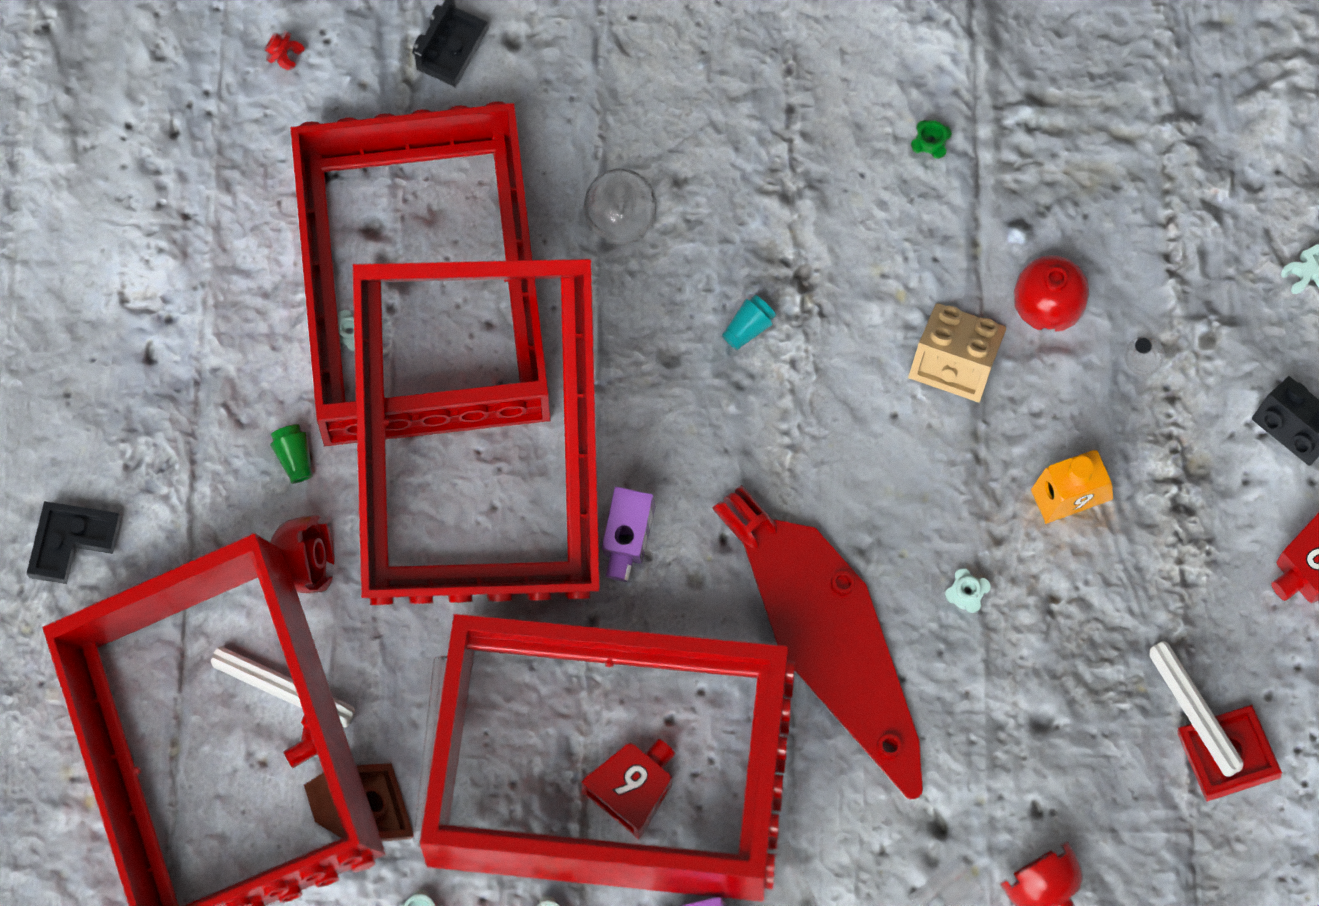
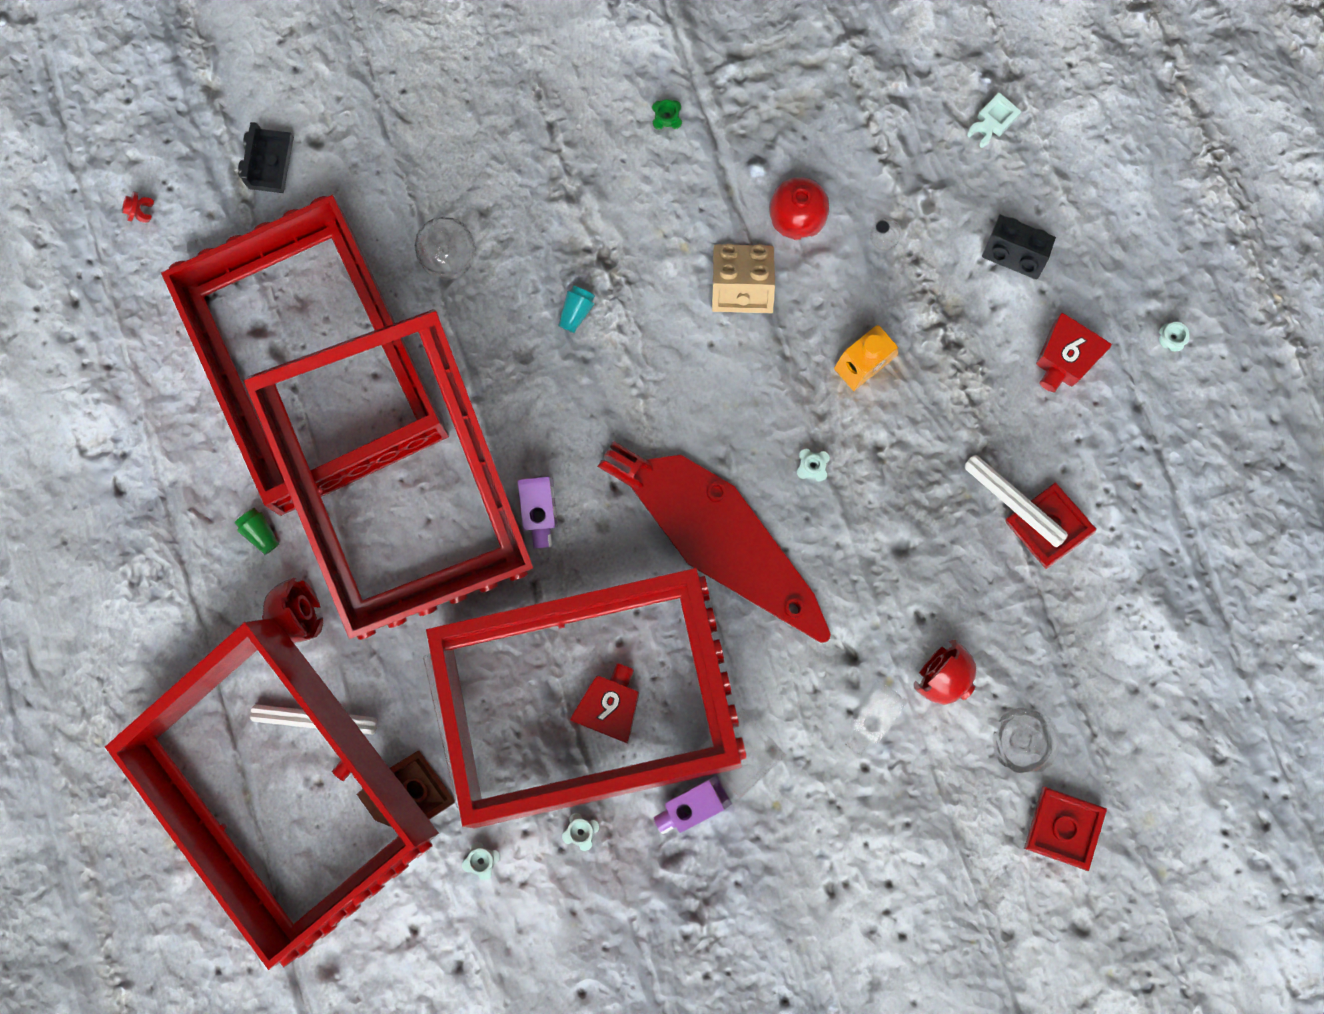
camera: 15 degrees left, 10 degrees up
(63, 530) = (99, 653): black plate -> none

